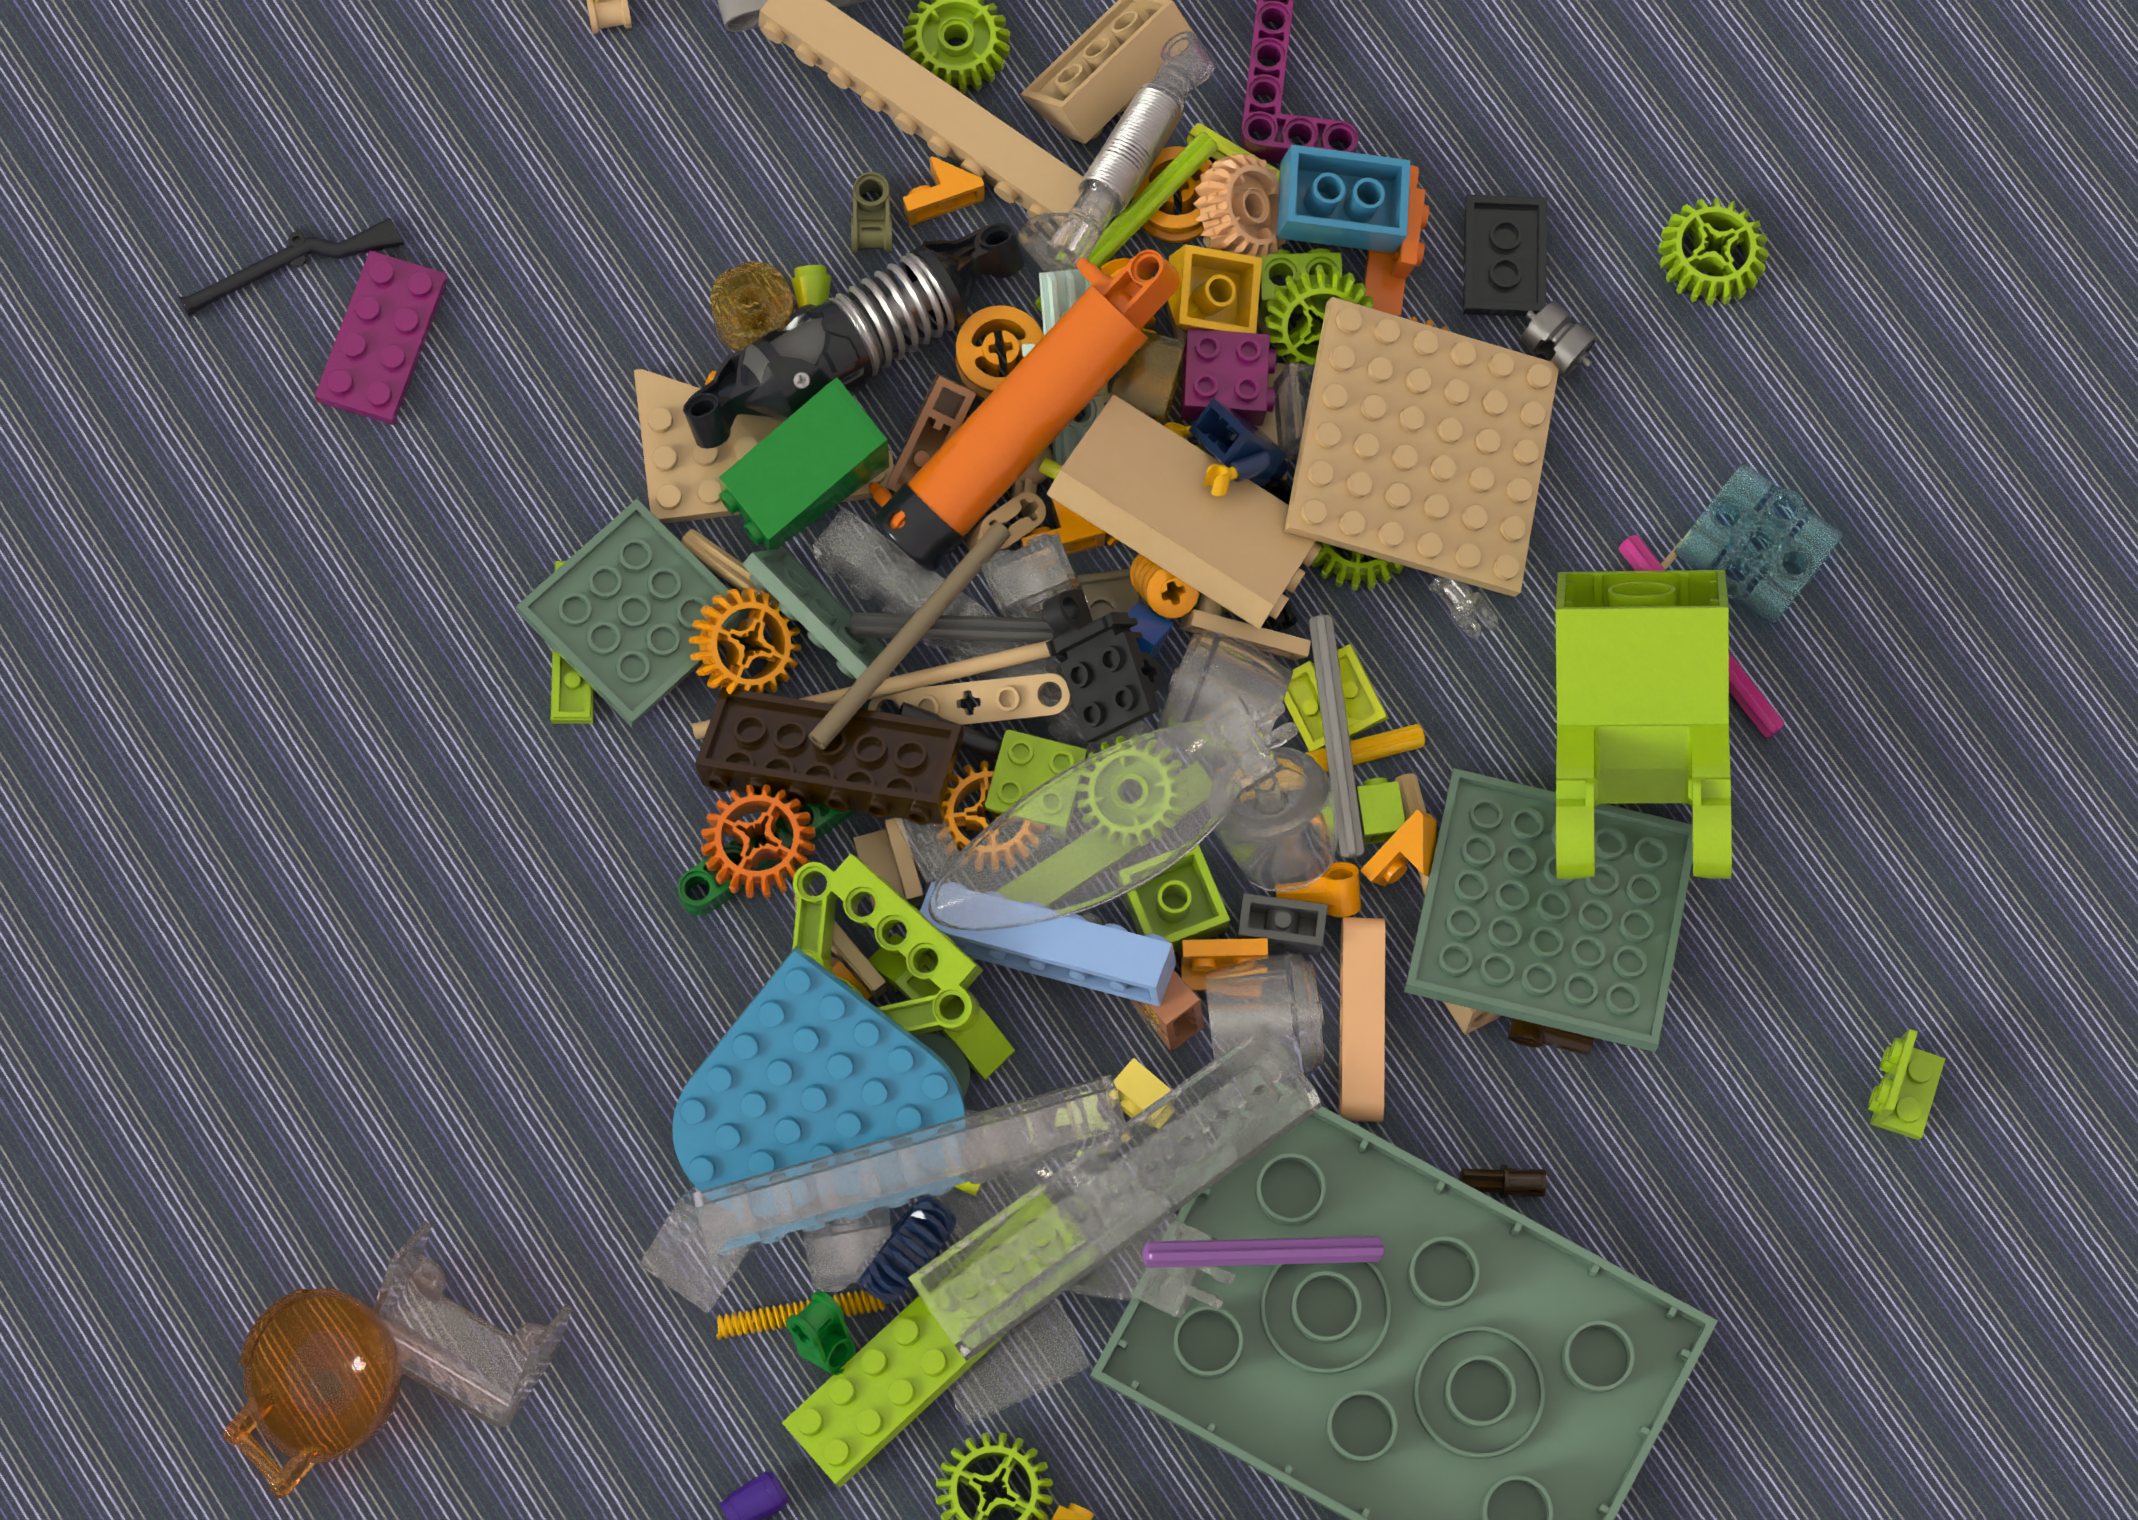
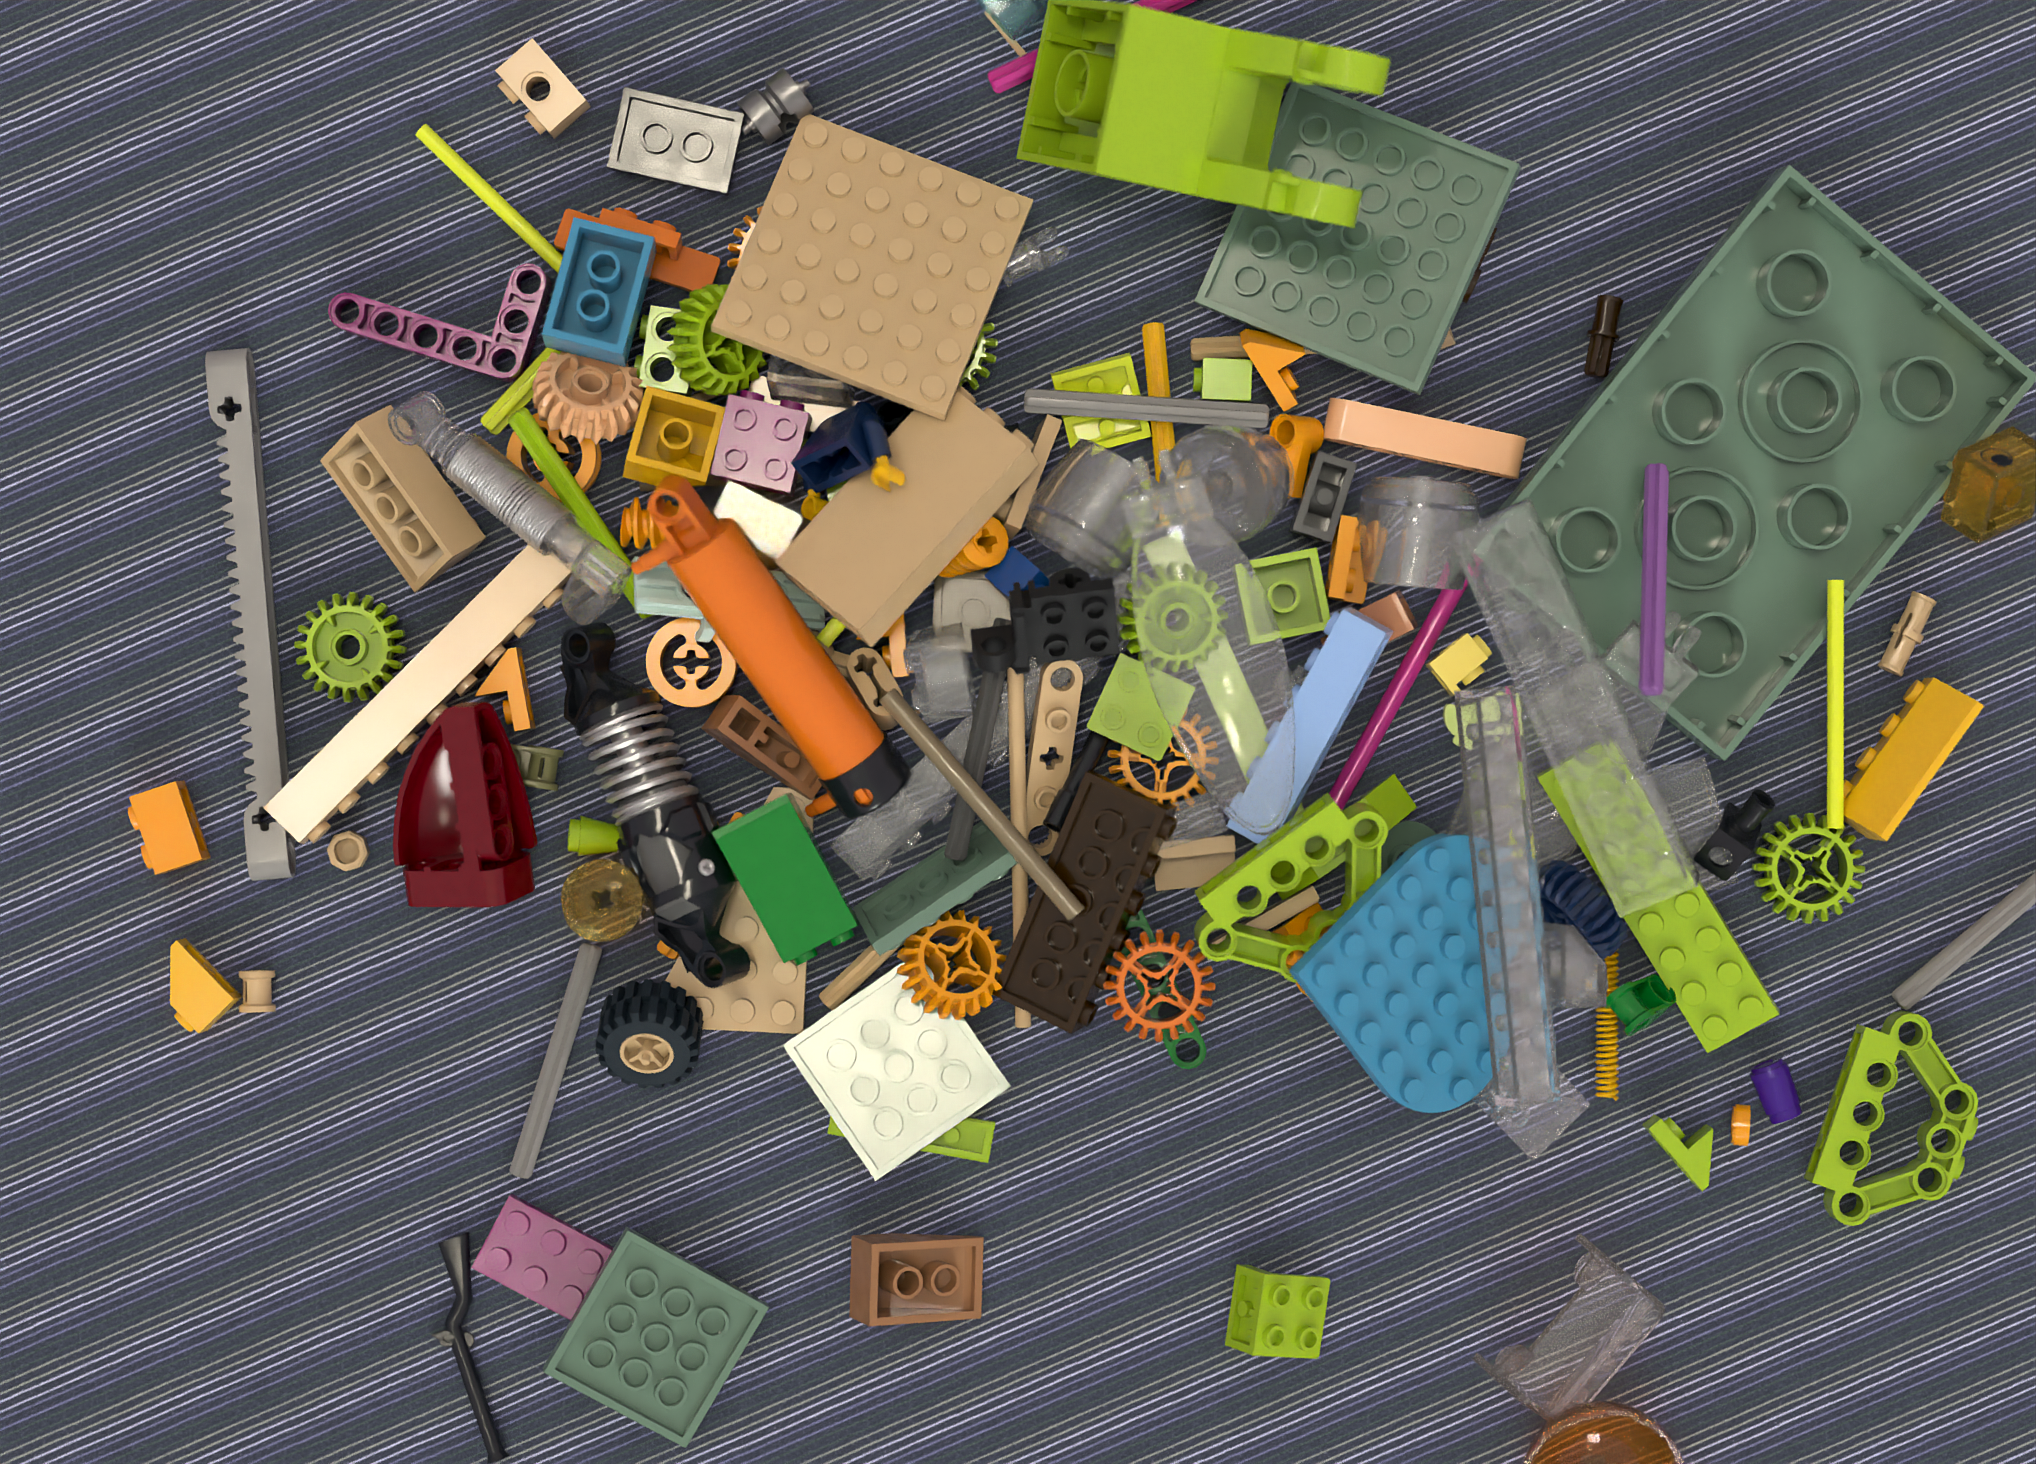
camera: 80 degrees left, 15 degrees up
(327, 428) = (655, 1337): none -> sand green plate
(423, 669) = (915, 1278): none -> medium nougat slope
(441, 1032) = (1277, 1313): none -> lime bracket
(586, 295) = (555, 1060): none -> light grey axle
(627, 367) = (649, 1033): none -> black wheel
(668, 1423) = (1691, 1156): none -> lime slope
(712, 1470) = (1740, 1124): none -> light orange tile
(759, 73) = (348, 850): none -> tan tile
(814, 161) = (464, 815): none -> dark red panel
(1016, 1406) = (1737, 833): none -> black bracket
(1086, 1035) = (1395, 695): none -> dark pink piece
(1170, 1477) = (1835, 704): none -> neon yellow piece
(1421, 89) = (490, 196): none -> neon yellow piece
(1522, 146) = (533, 66): none -> tan brick

